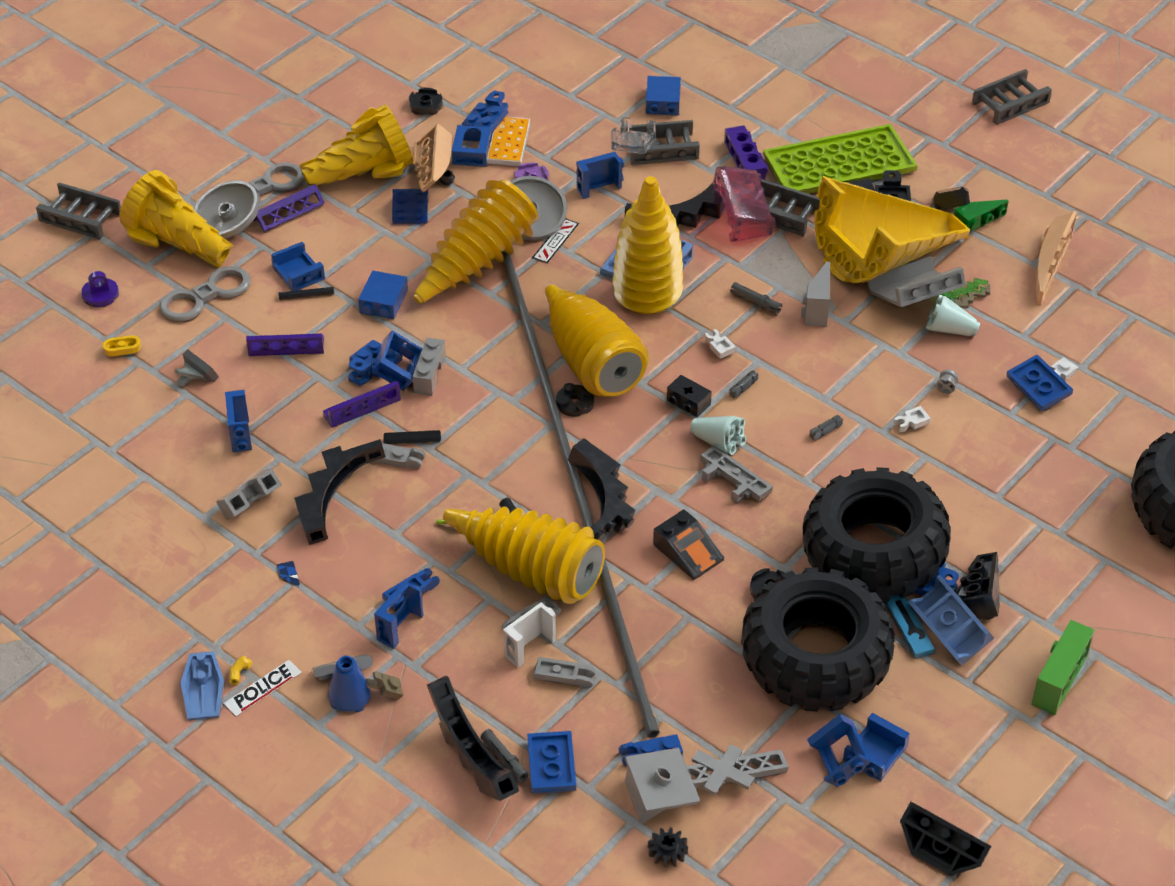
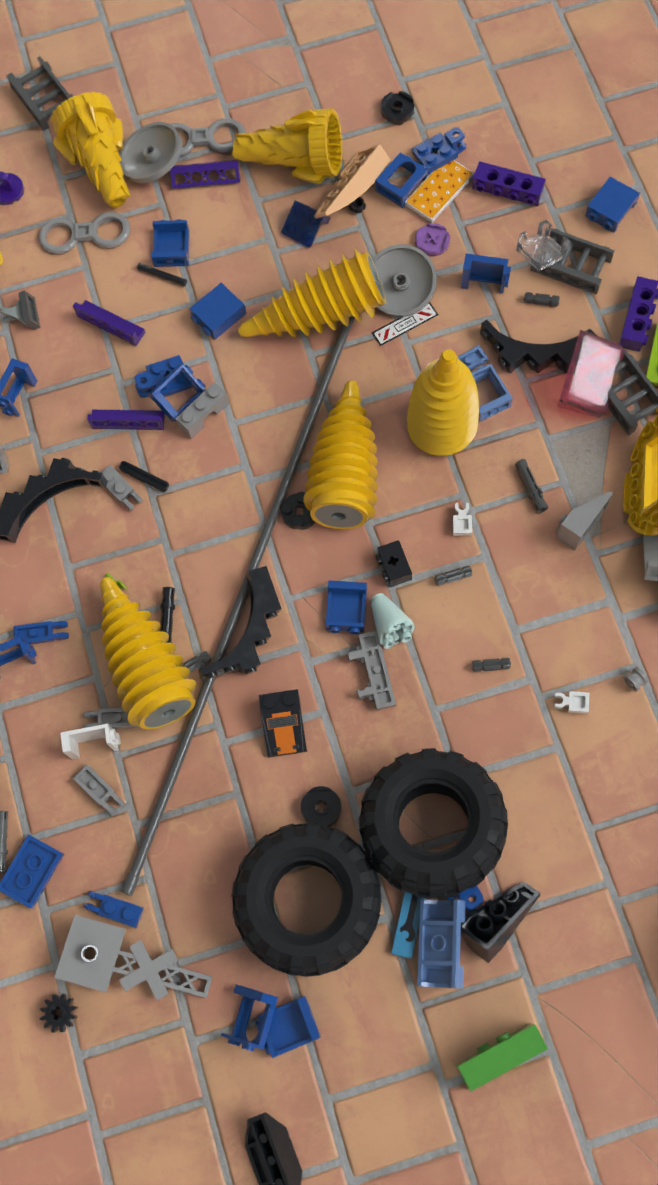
camera: 40 degrees right, 25 degrees up
(565, 114) = (508, 183): none -> dark purple brick
(661, 176) = (542, 299): none -> dark grey axle
(671, 443) = (346, 606): none -> blue panel

